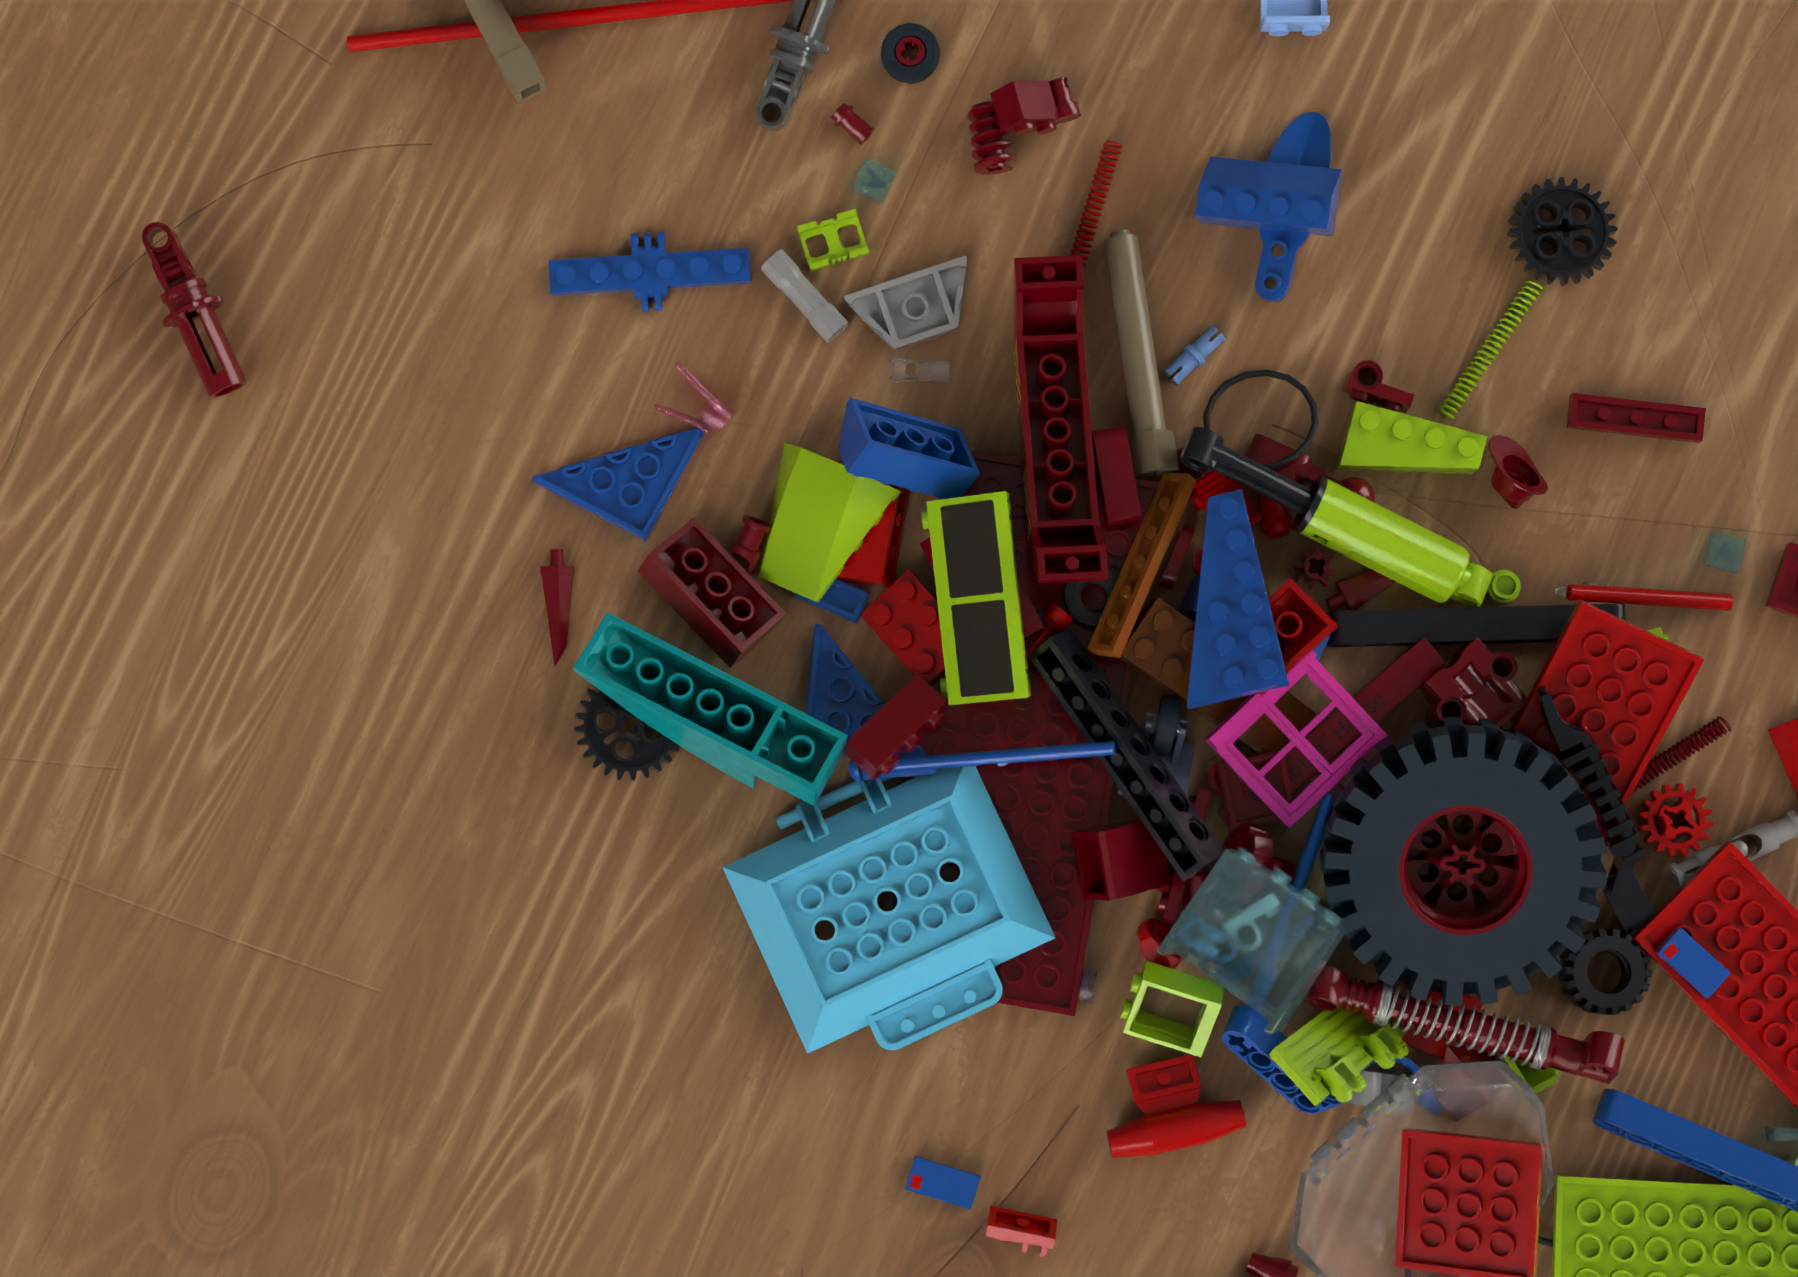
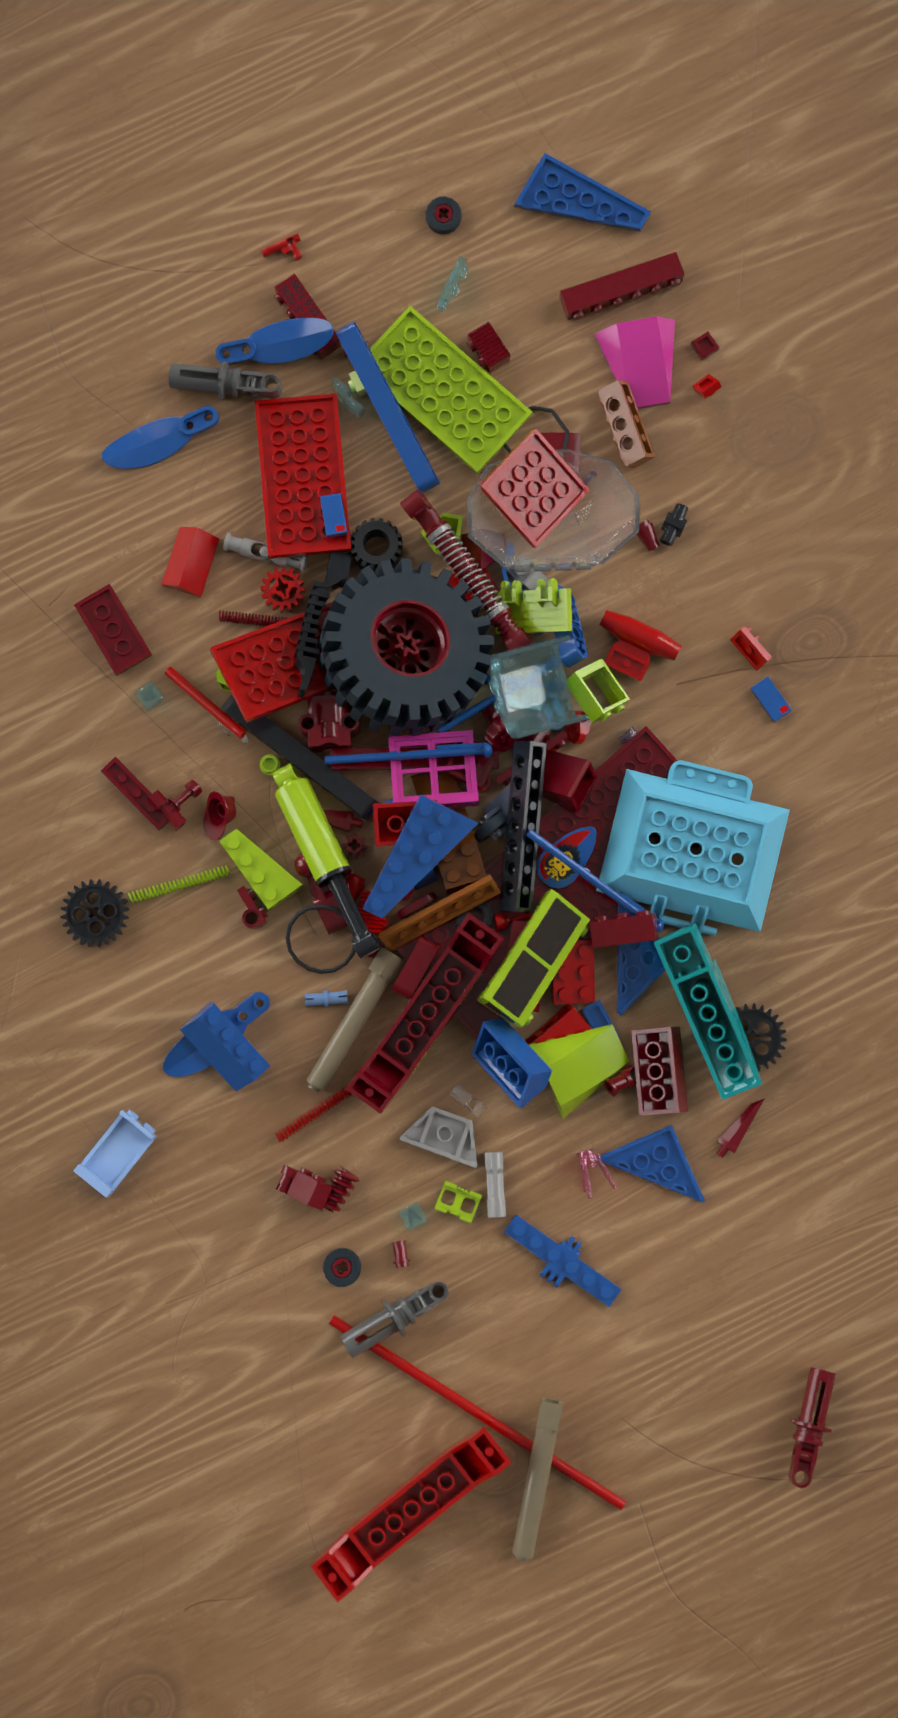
camera: 140 degrees left, 0 degrees up
(1040, 783) = (577, 846): none -> shield
(1304, 769) = (441, 751): none -> blue bar
(1579, 430) = (170, 806): none -> dark red bar

